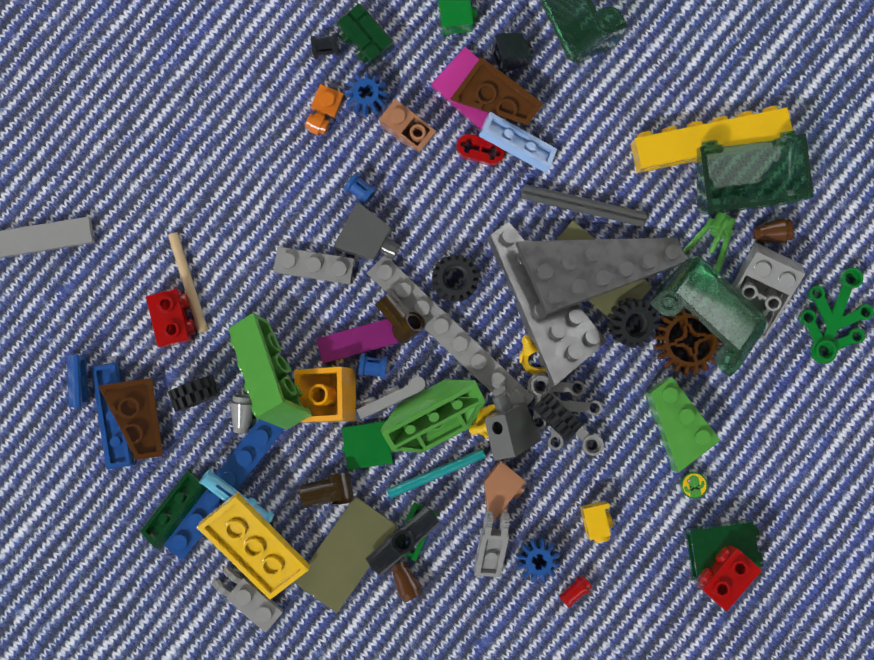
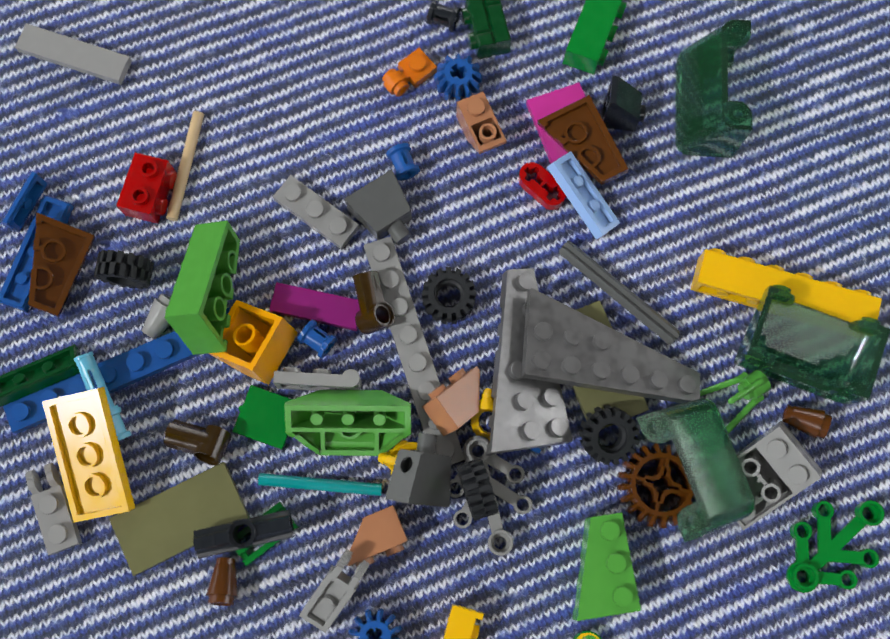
camera: 30 degrees right, 10 degrees down
(506, 360) = (456, 403): none -> nougat slope

